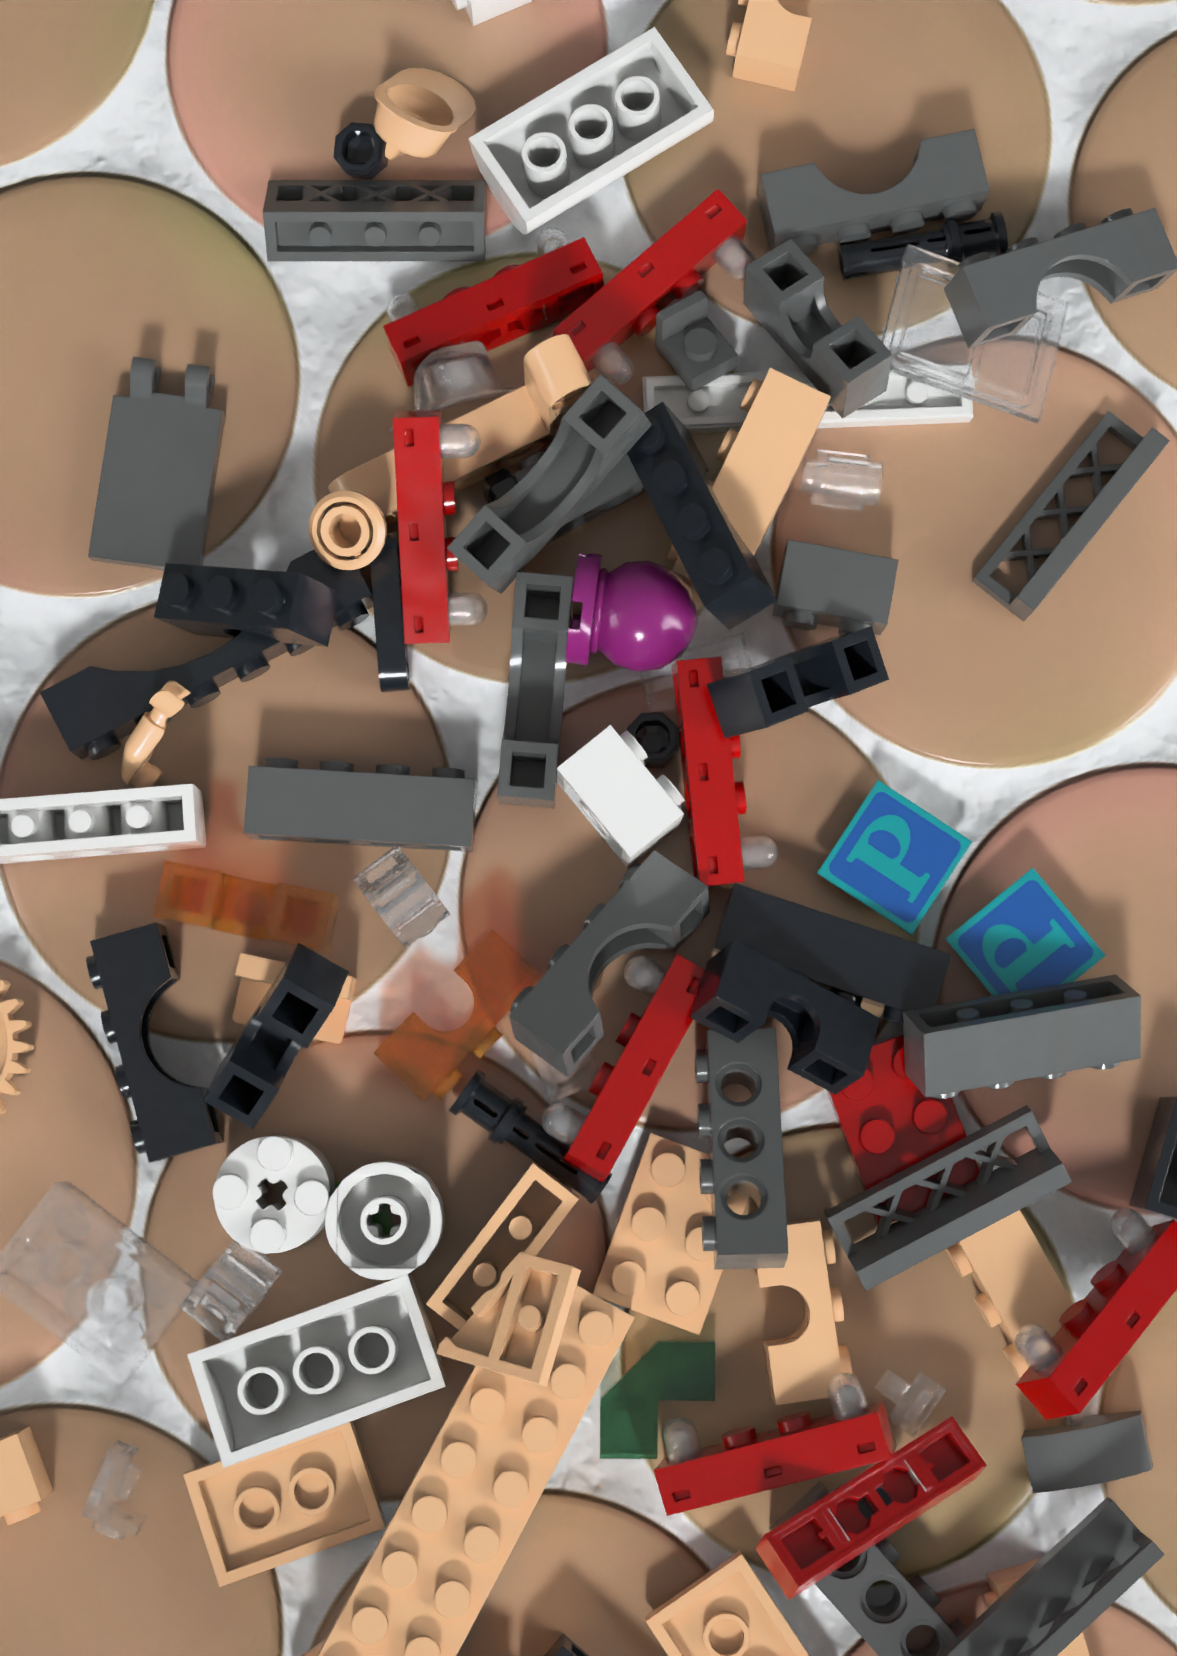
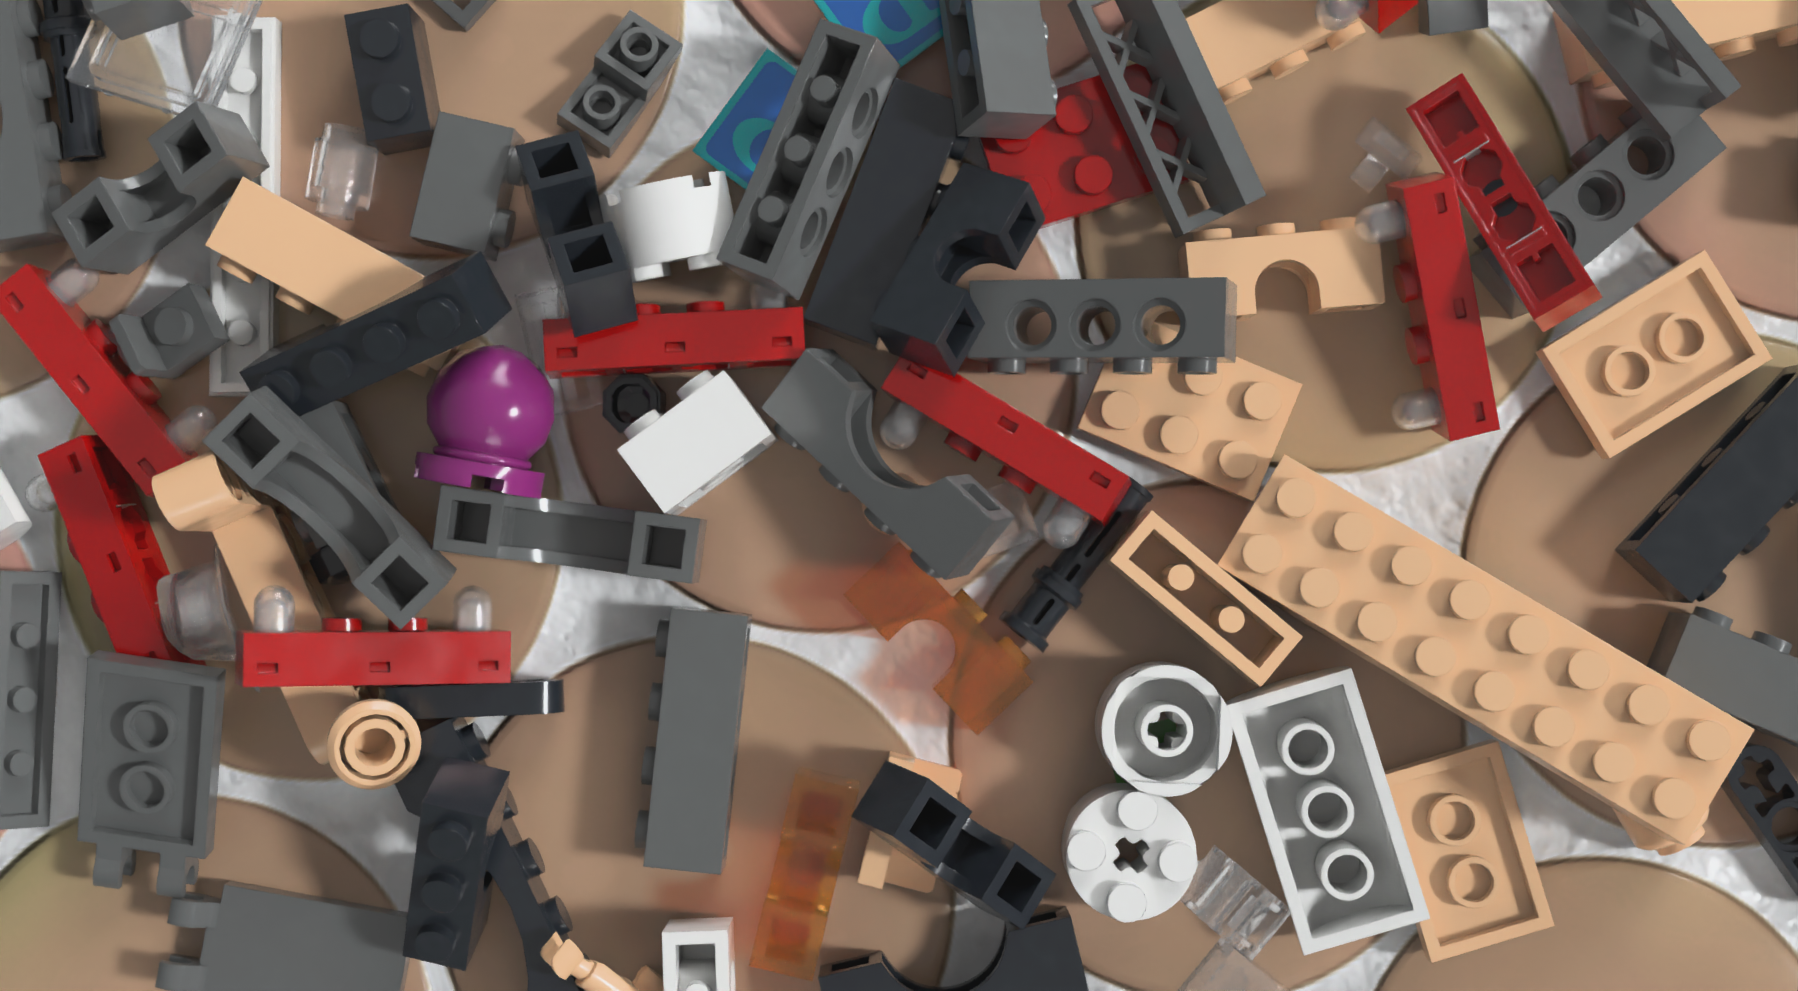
camera: 80 degrees left, 5 degrees up
(321, 343) = (150, 766): none -> dark grey tile
(401, 896) = (800, 697): clear brick -> none
(518, 1320) = (1287, 584): light nougat wing -> none
(664, 1372) = (1341, 425): clear green tile -> none
(810, 764) = (670, 223): none -> white brick
(874, 881) = (809, 159): none -> dark grey brick
(925, 520) = (393, 78): none -> black brick
(933, 715) = (620, 83): none -> dark grey slope

